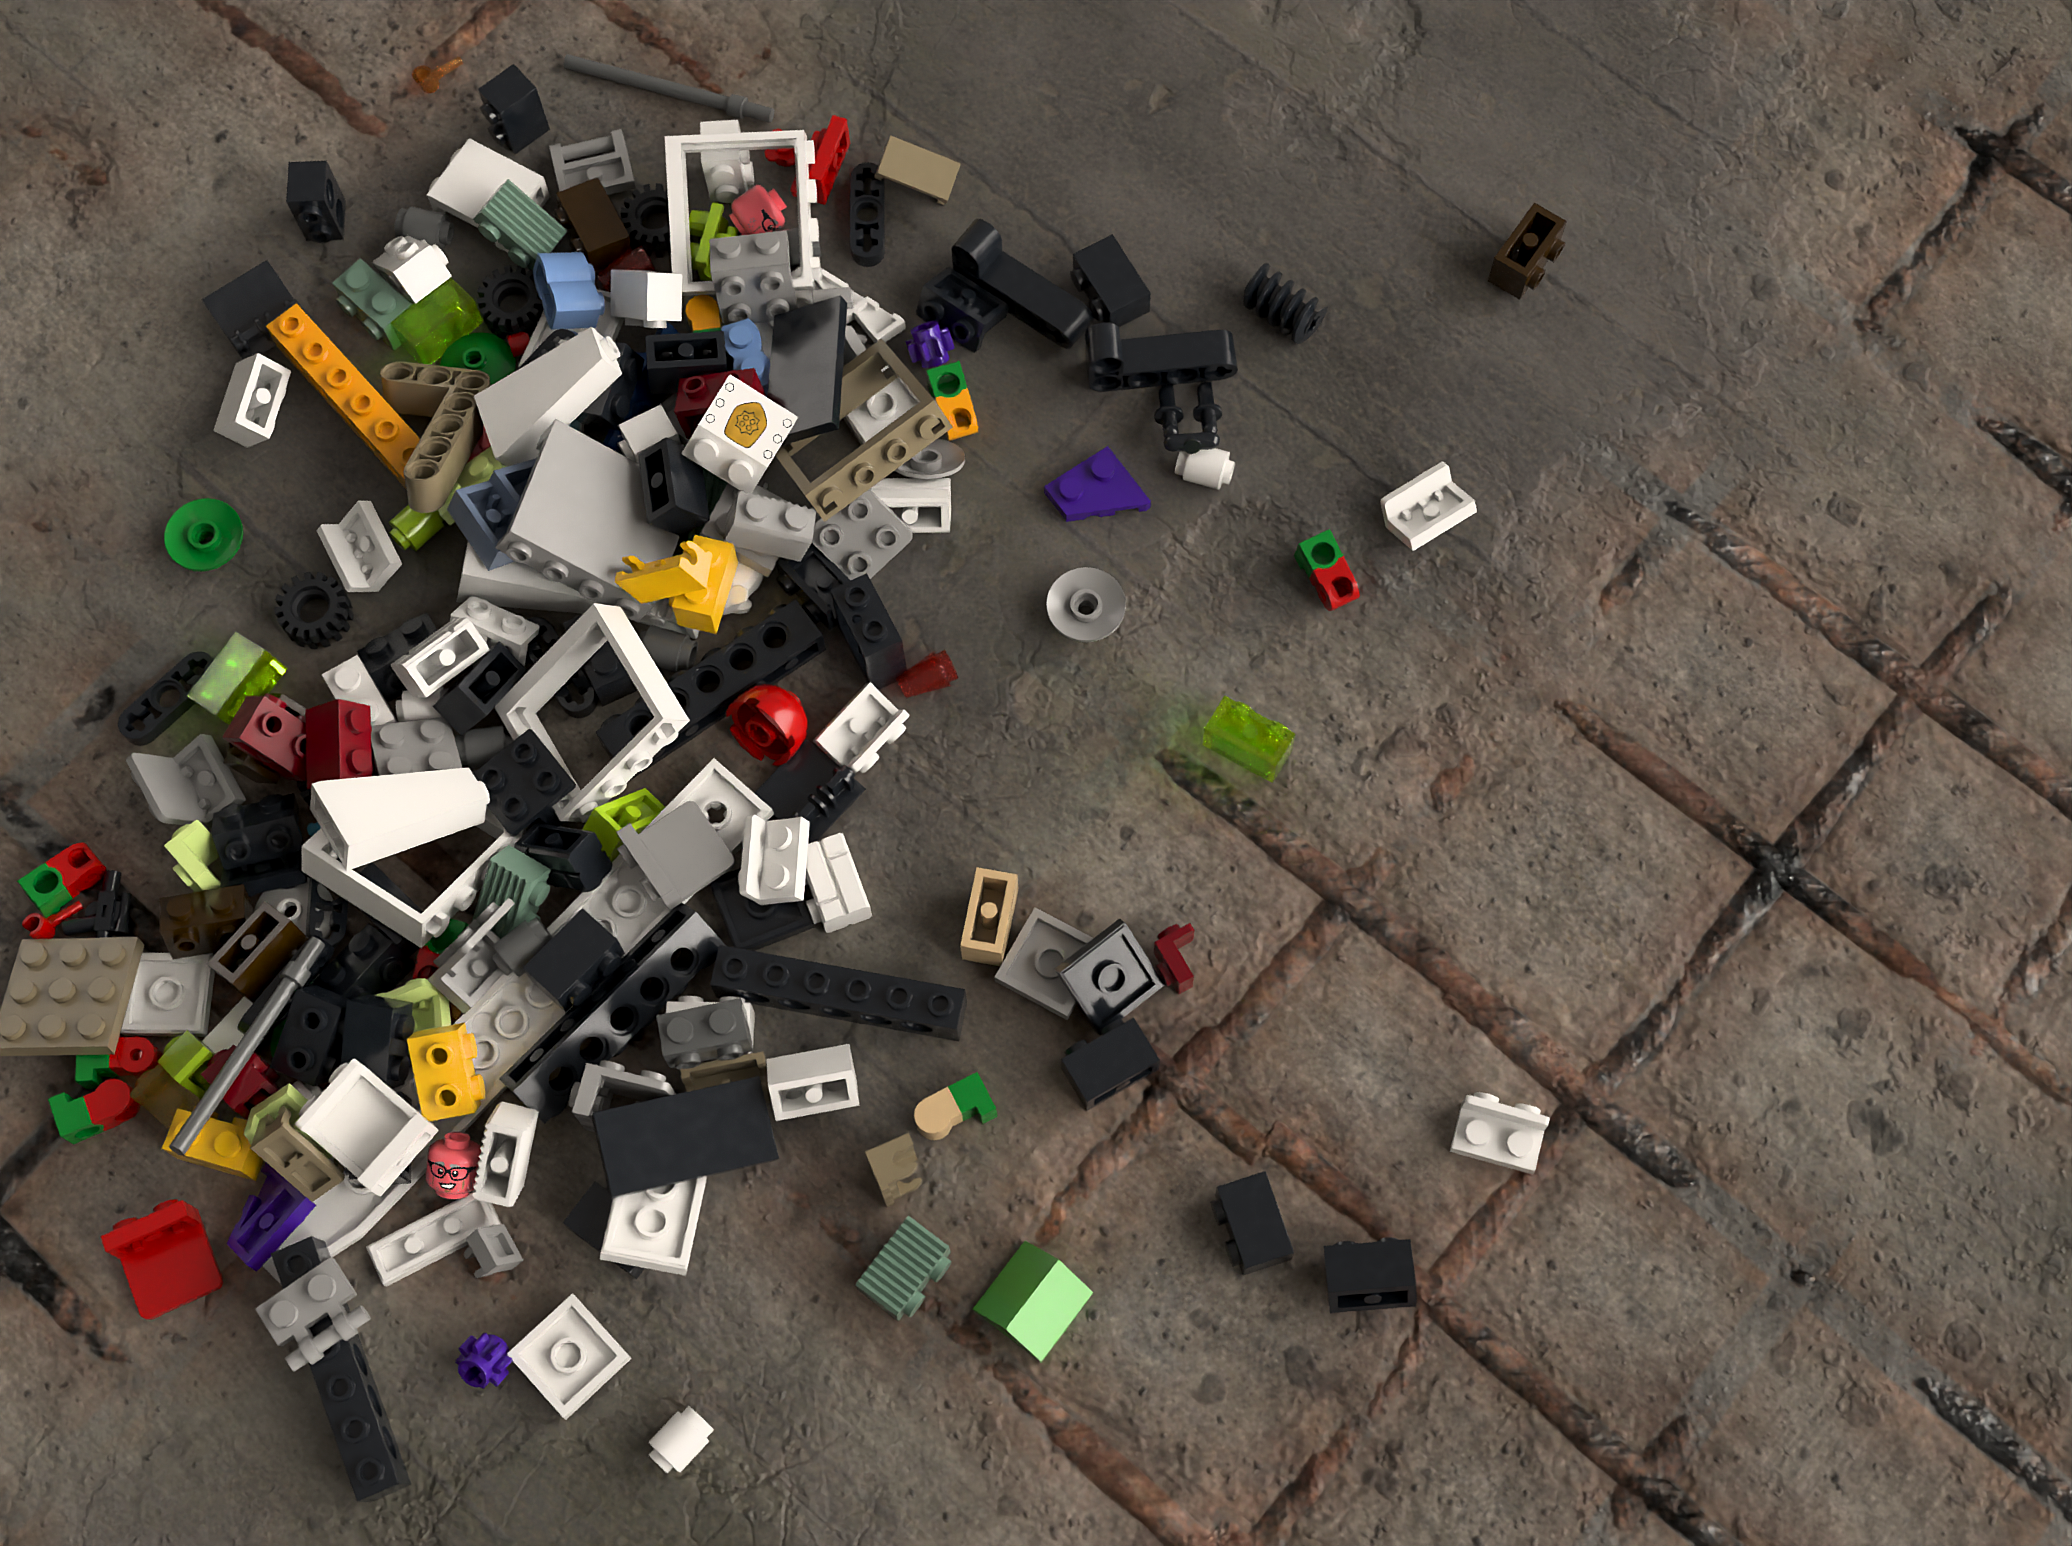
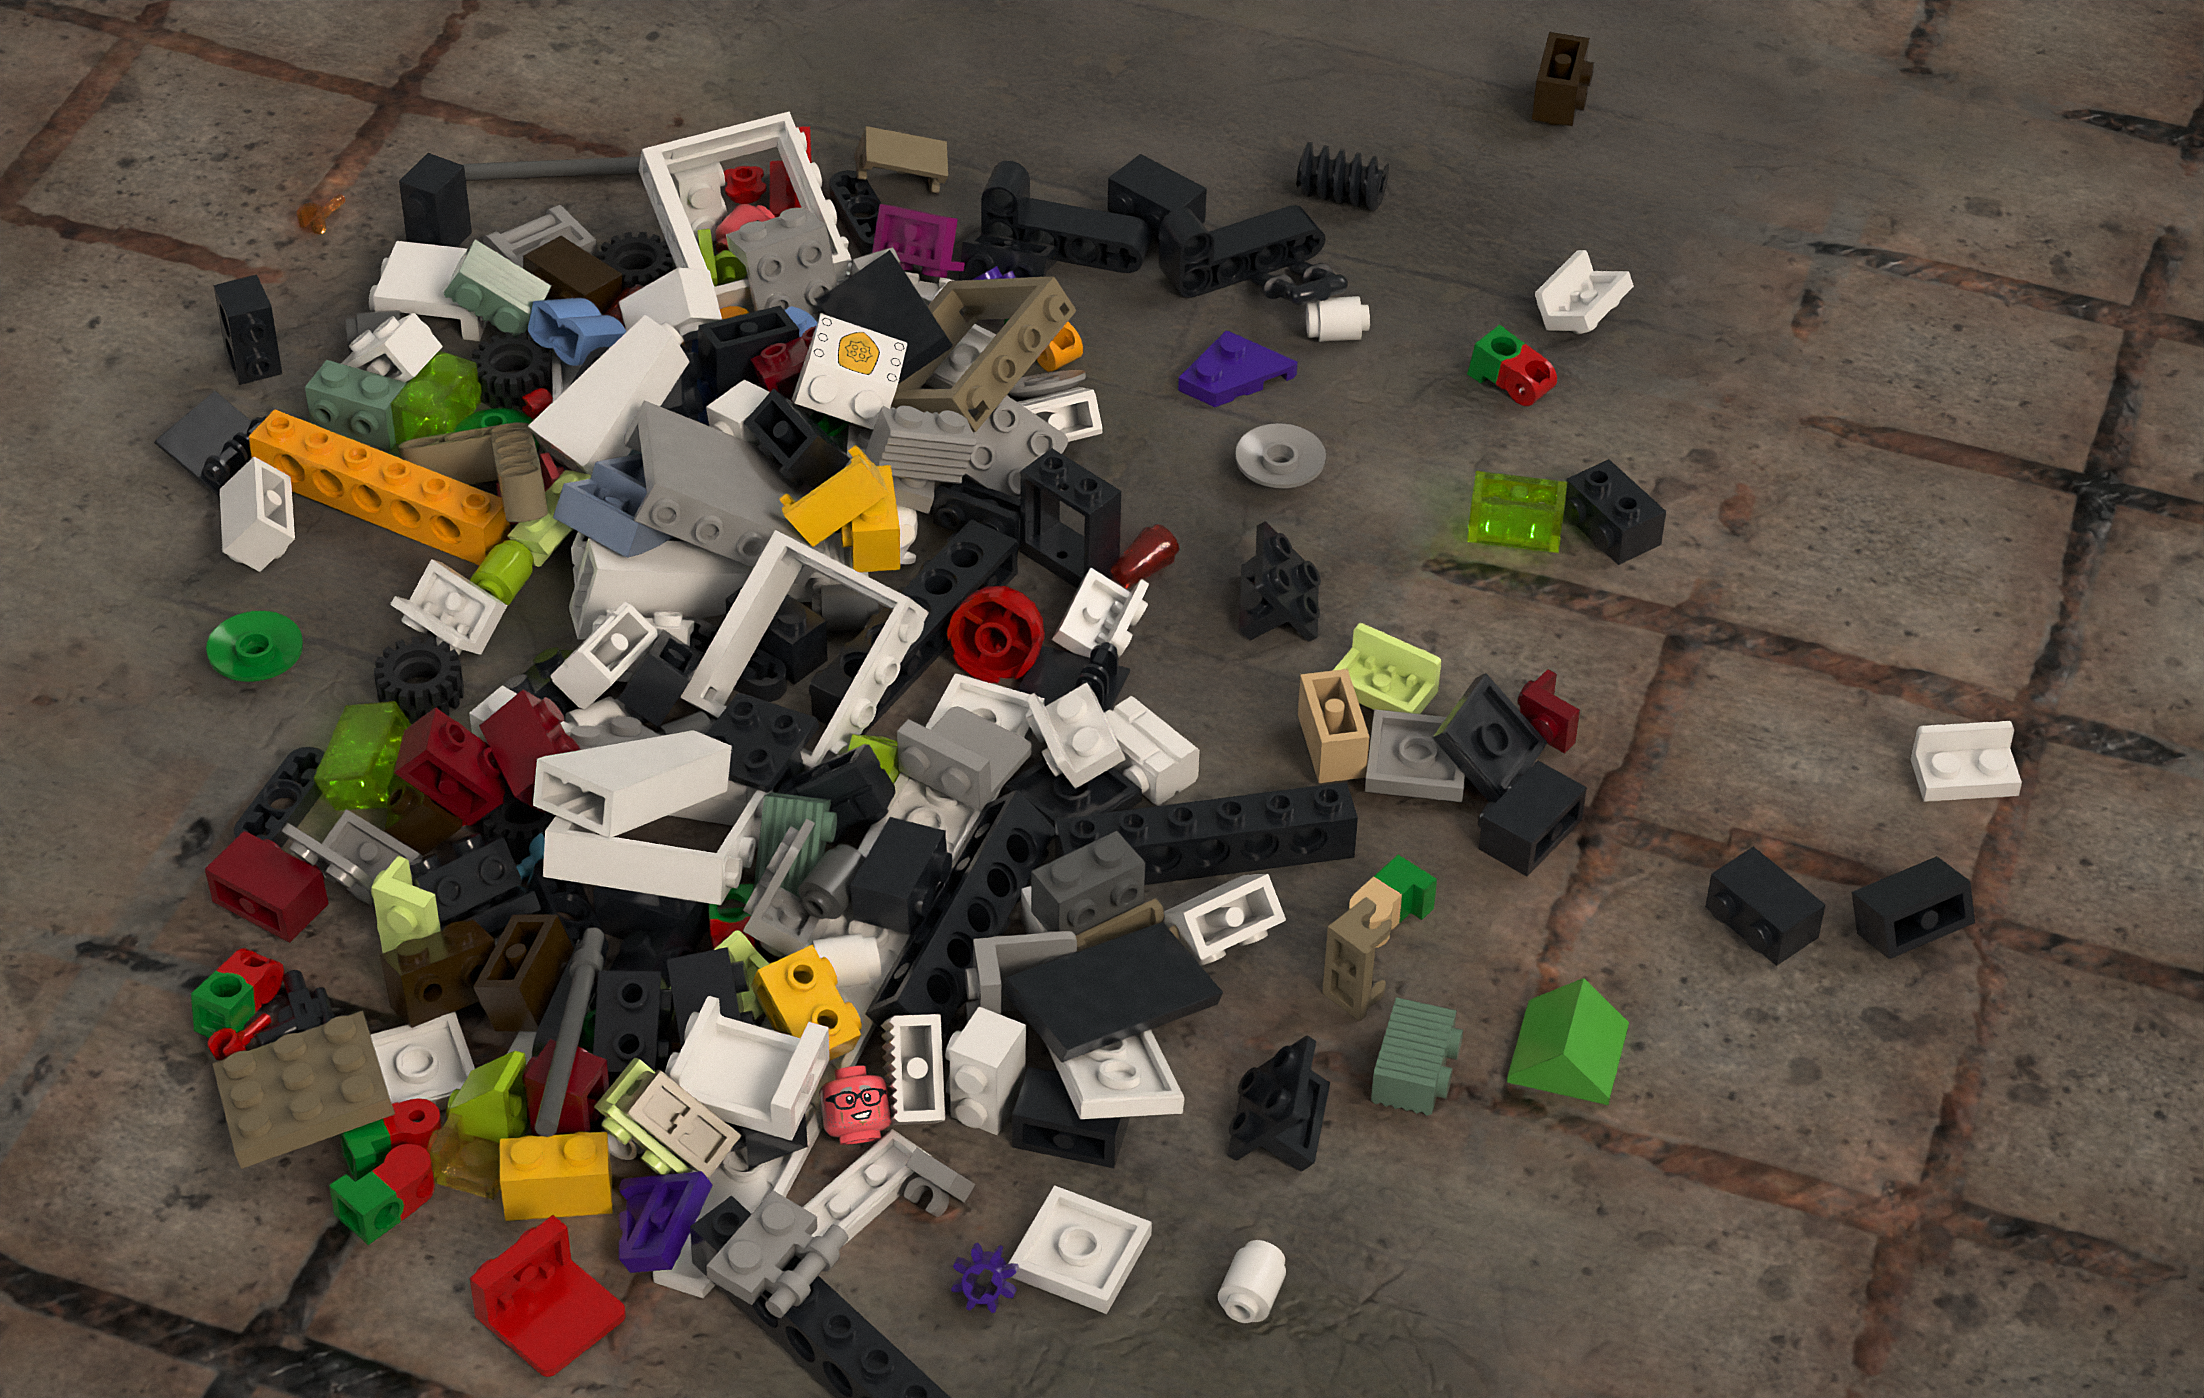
camera: 25 degrees left, 25 degrees down
(111, 787) = (267, 886): none -> dark red brick
(499, 1027) = (852, 958): none -> white brick
(558, 1173) = (986, 1070): none -> white brick
(776, 1284) = (1281, 1107): none -> black bracket
(885, 273) = (918, 239): none -> magenta bracket
(1018, 752) = (1278, 588): none -> black bracket
(1061, 874) = (1390, 672): none -> yellowish green bracket
(1334, 760) = (1614, 512): none -> black brick

